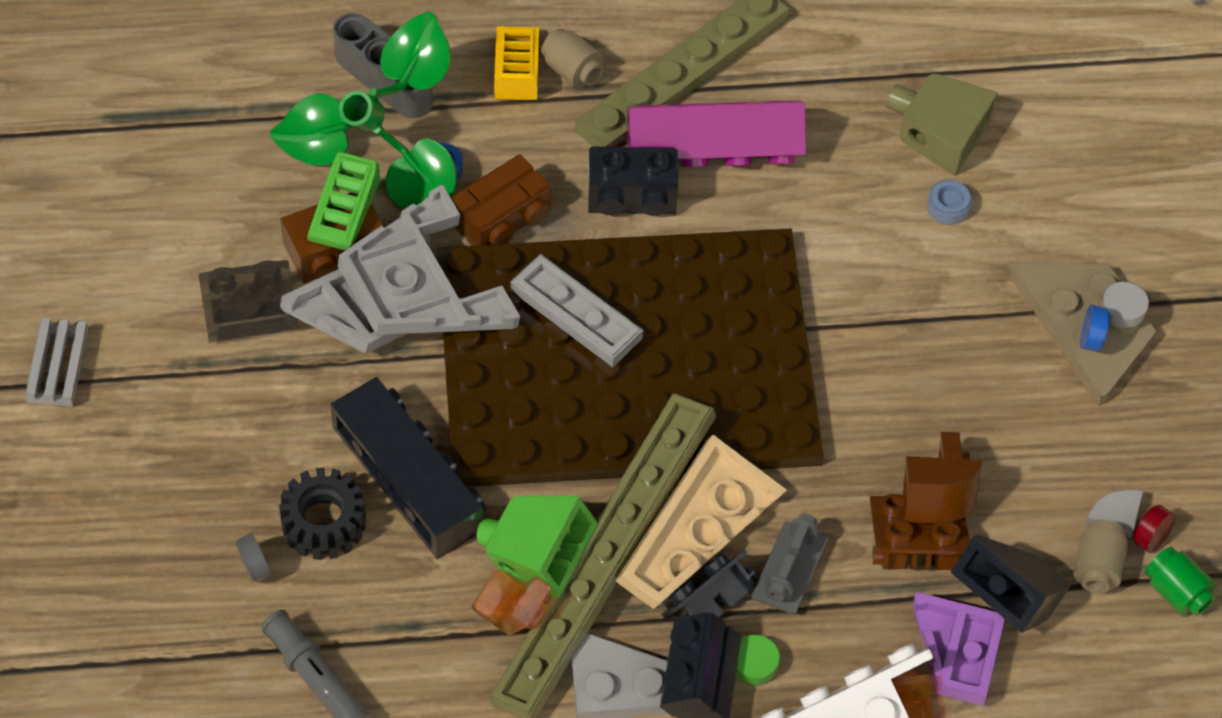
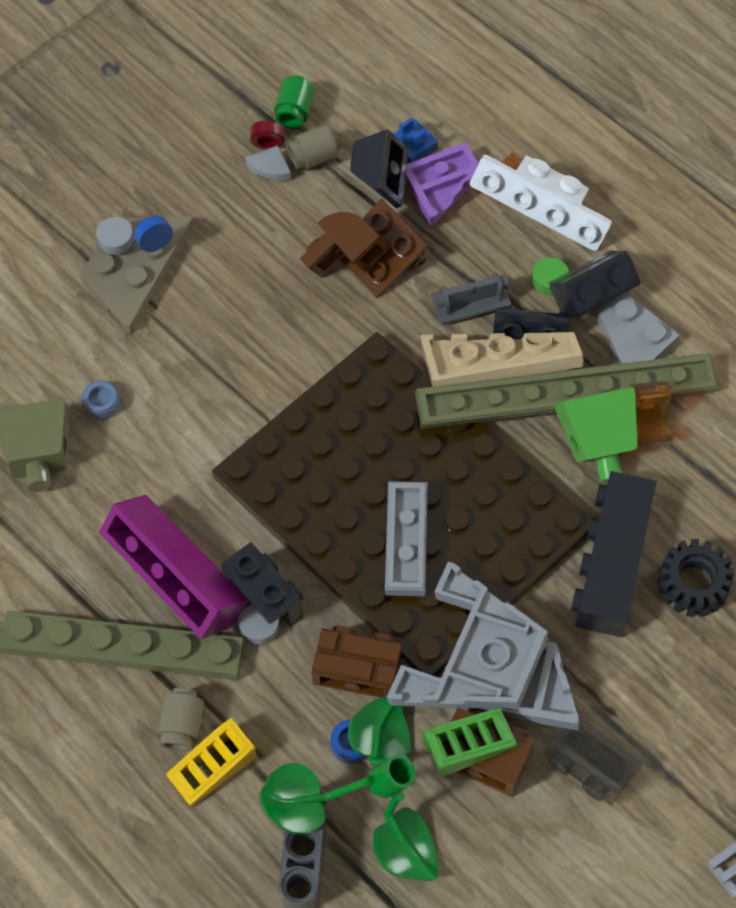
camera: 125 degrees left, 5 degrees up
(1036, 664) = (417, 139): none -> blue tile

